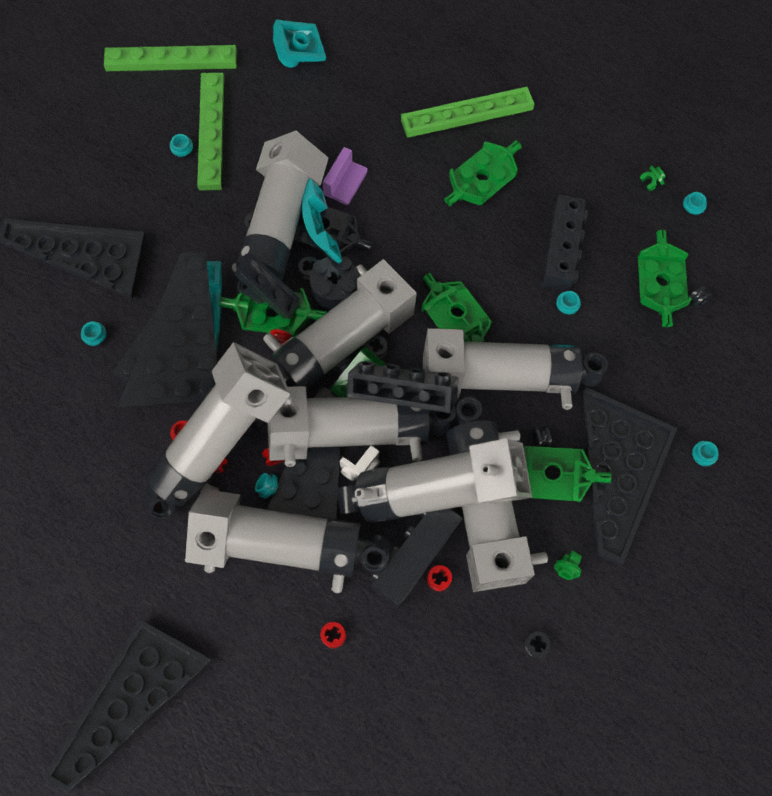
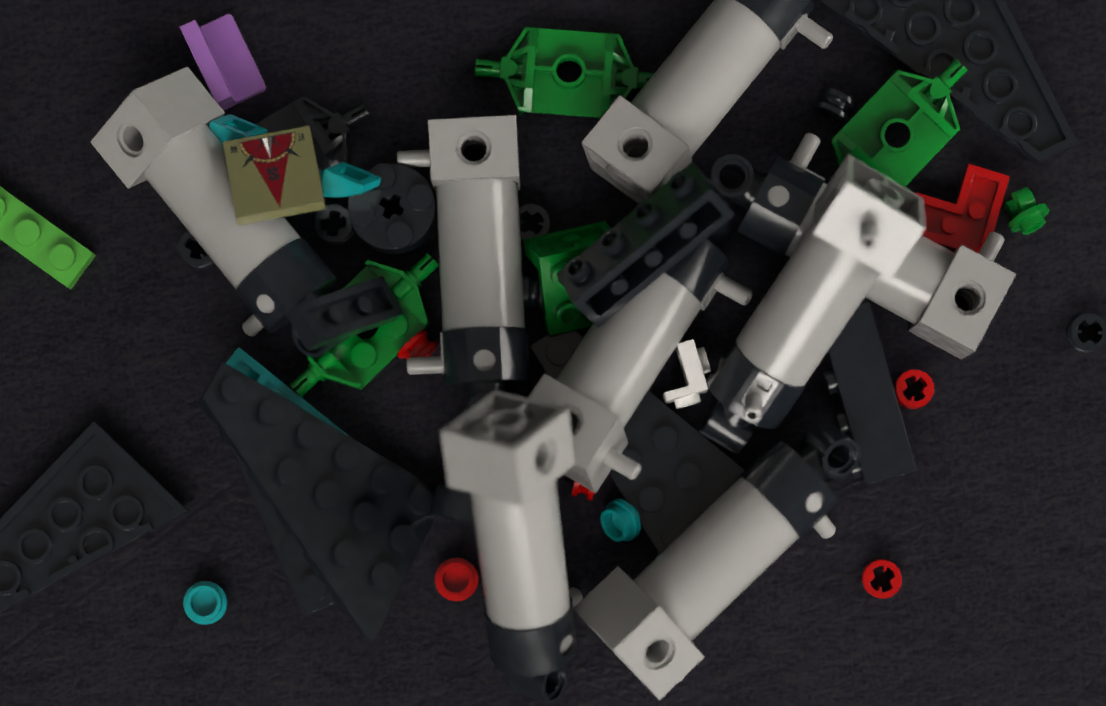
camera: 45 degrees left, 15 degrees up
(305, 212) = (273, 175): none -> olive tile
(540, 539) = (971, 215): none -> red plate

